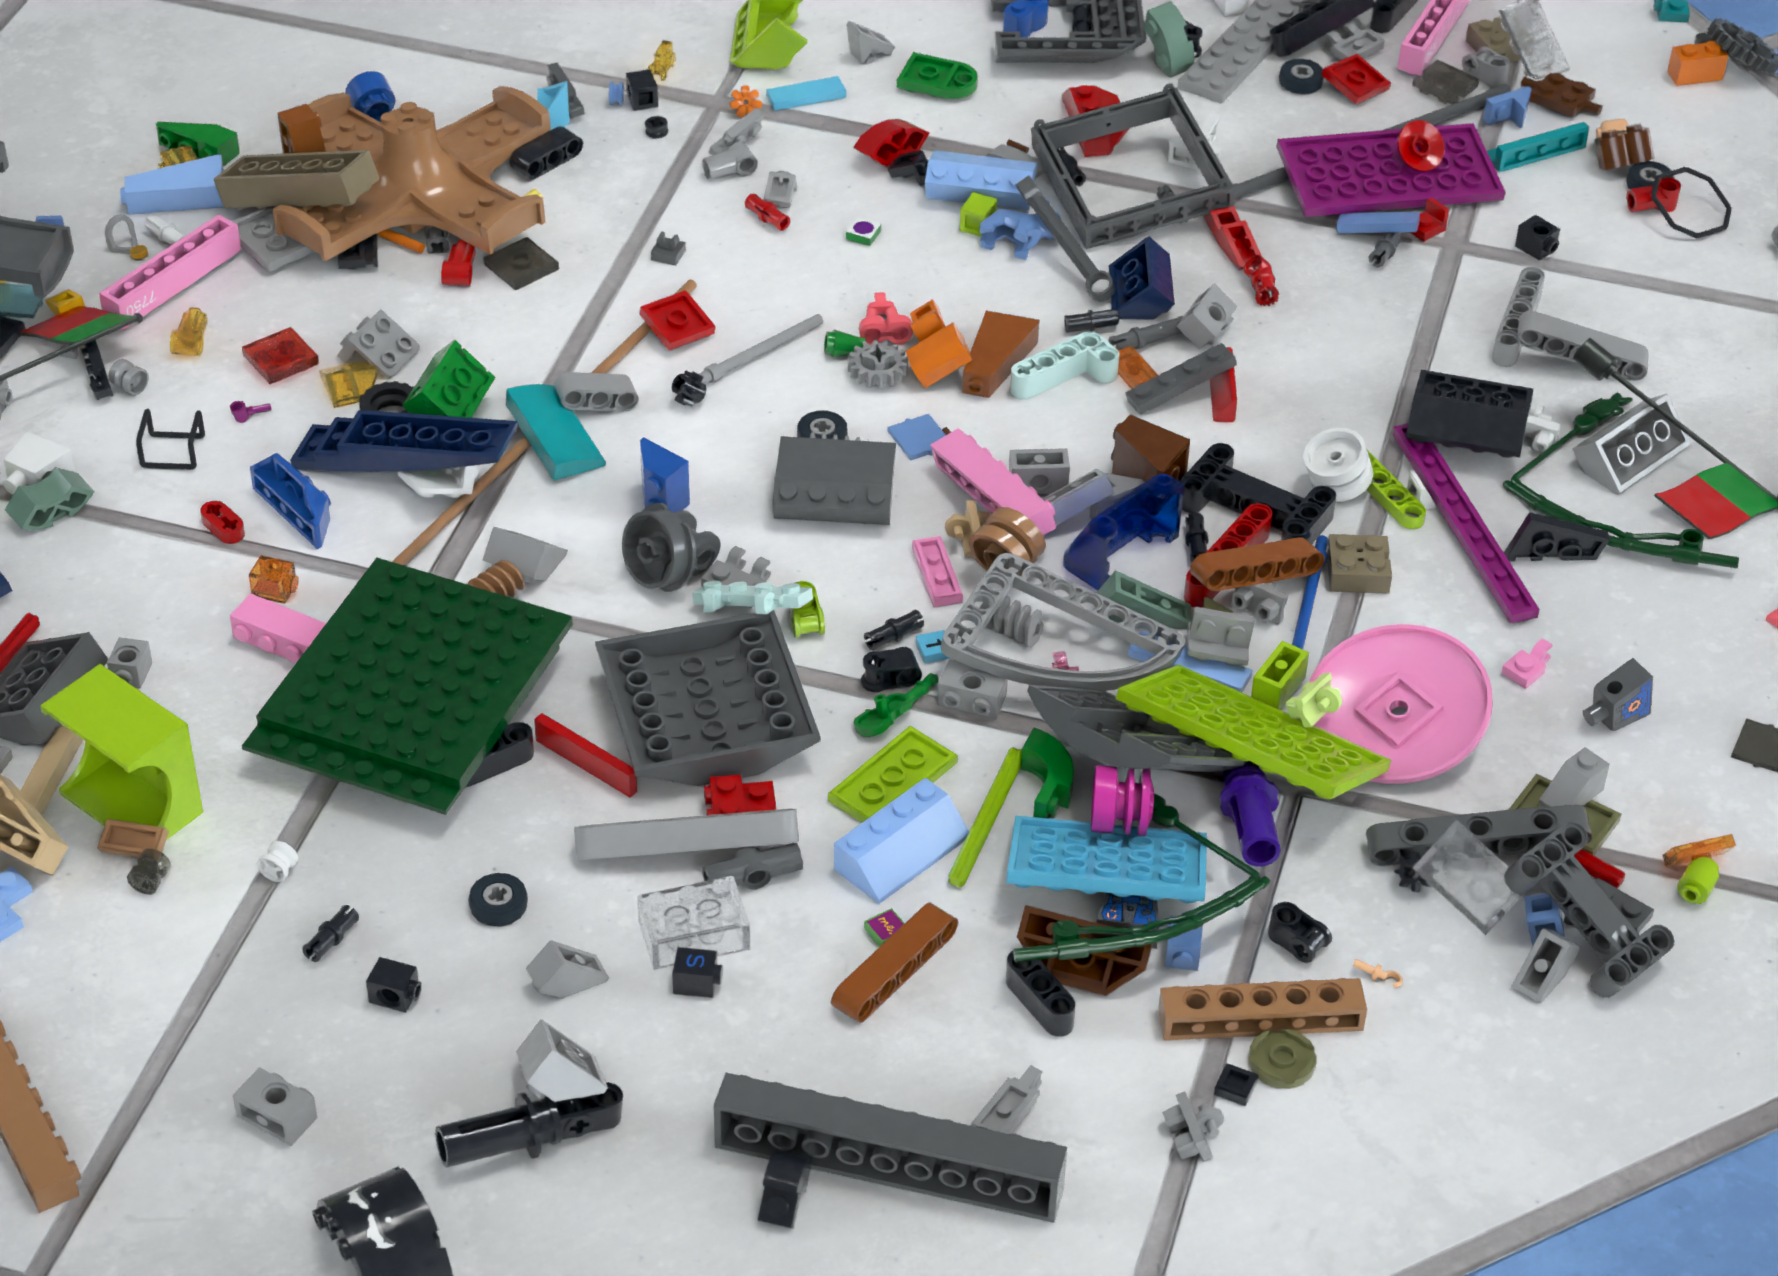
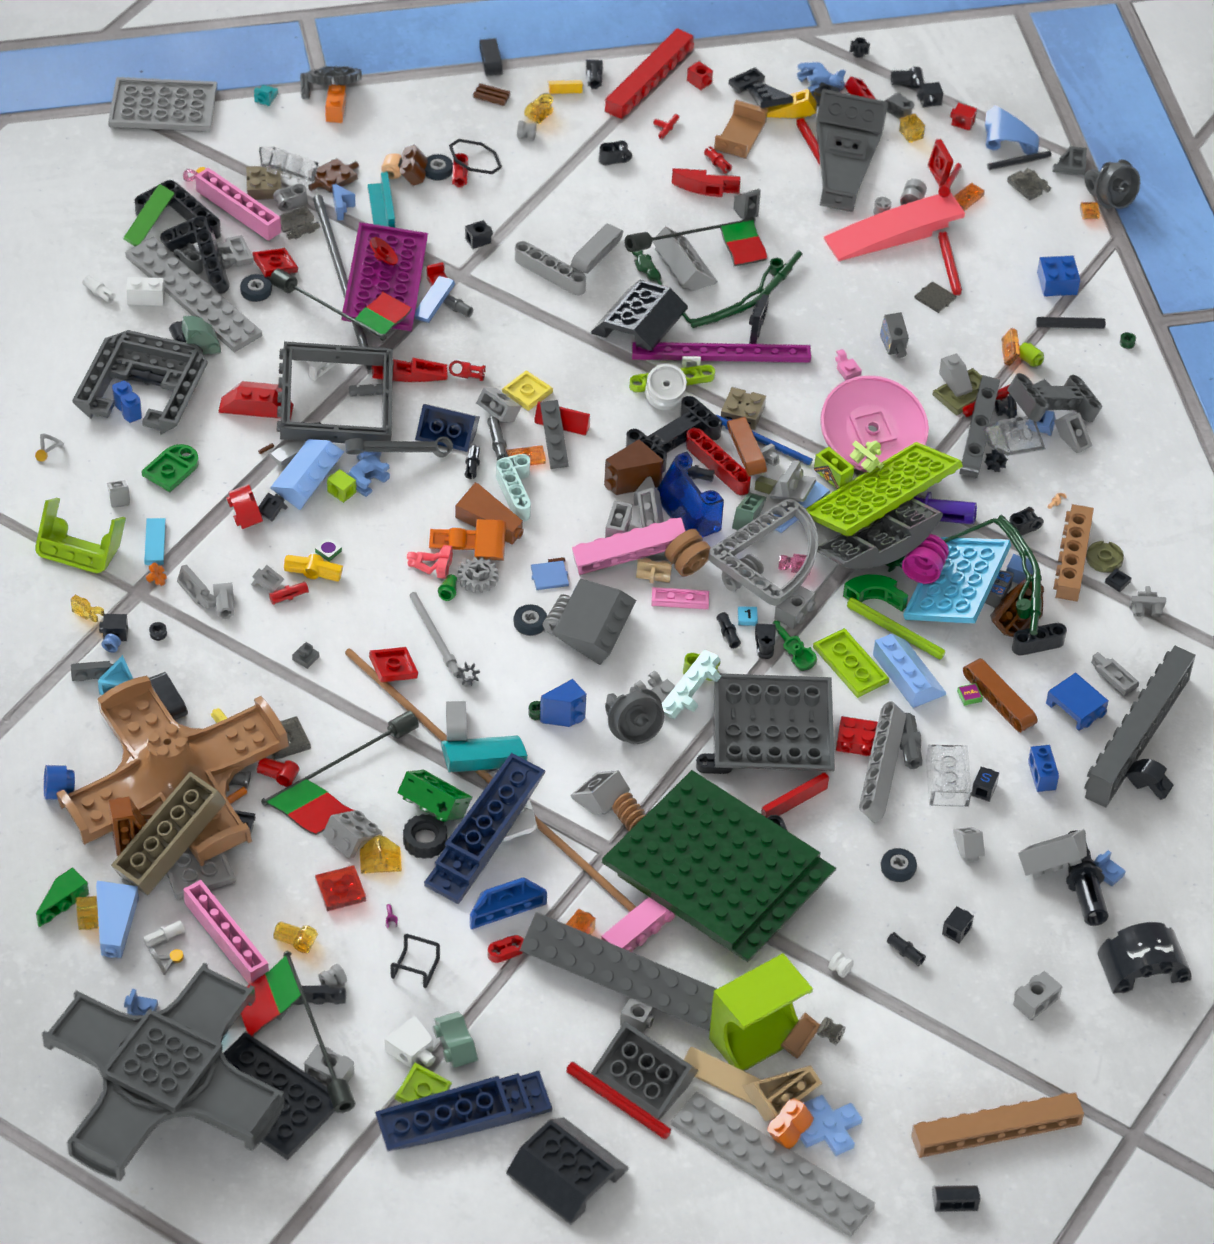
camera: 75 degrees left, 5 degrees up
(200, 608) = (620, 970): none -> dark grey brick
(422, 301) = (311, 804): none -> flag
(572, 1163) = (1111, 871): none -> medium blue bracket
(753, 1038) = (1043, 768): none -> blue brick
(819, 222) = (313, 567): none -> yellow piece
(919, 1062) = (1078, 700): none -> blue panel
(1265, 346) = (527, 390): none -> light yellow tile
(1295, 166) = (376, 318): none -> flag

